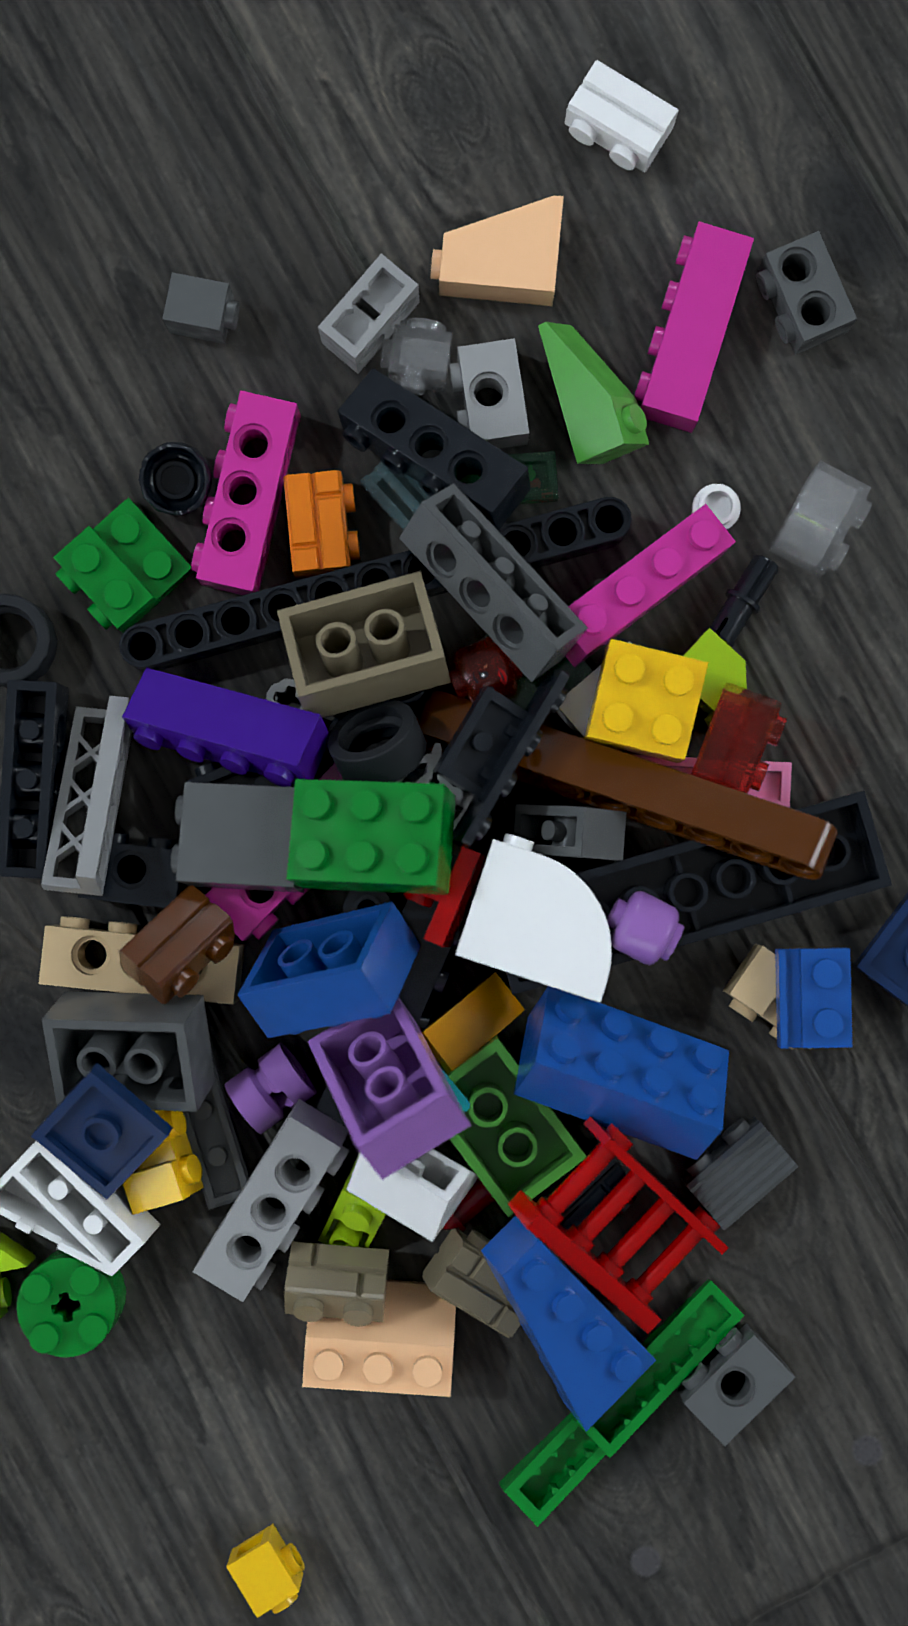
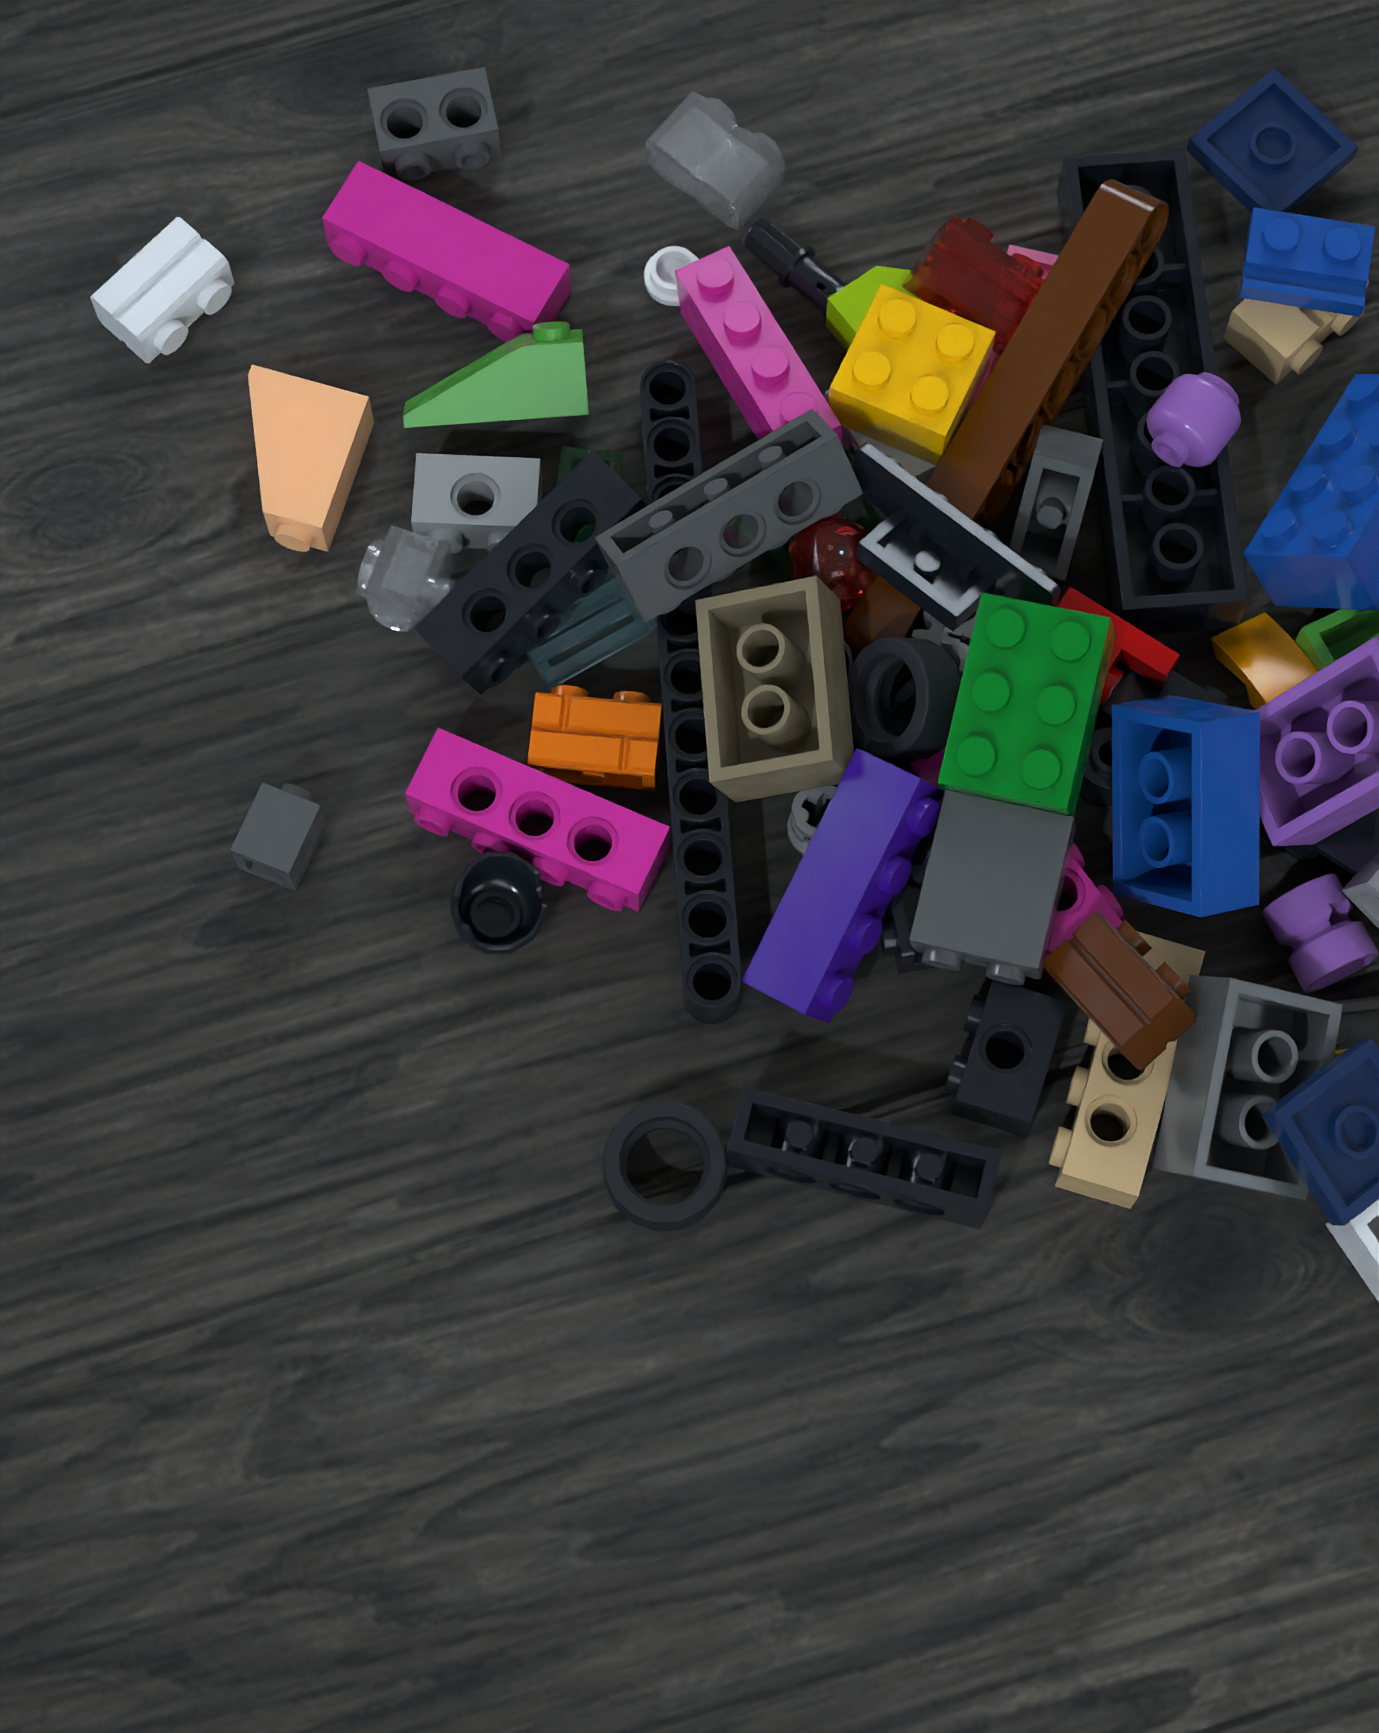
camera: 80 degrees left, 15 degrees down
(100, 800) = (908, 1058): light grey fence -> none
(122, 567) = (596, 1001): green plate -> none
(369, 313) = (342, 622): light grey brick -> none
(537, 921) = (1165, 540): white brick -> none

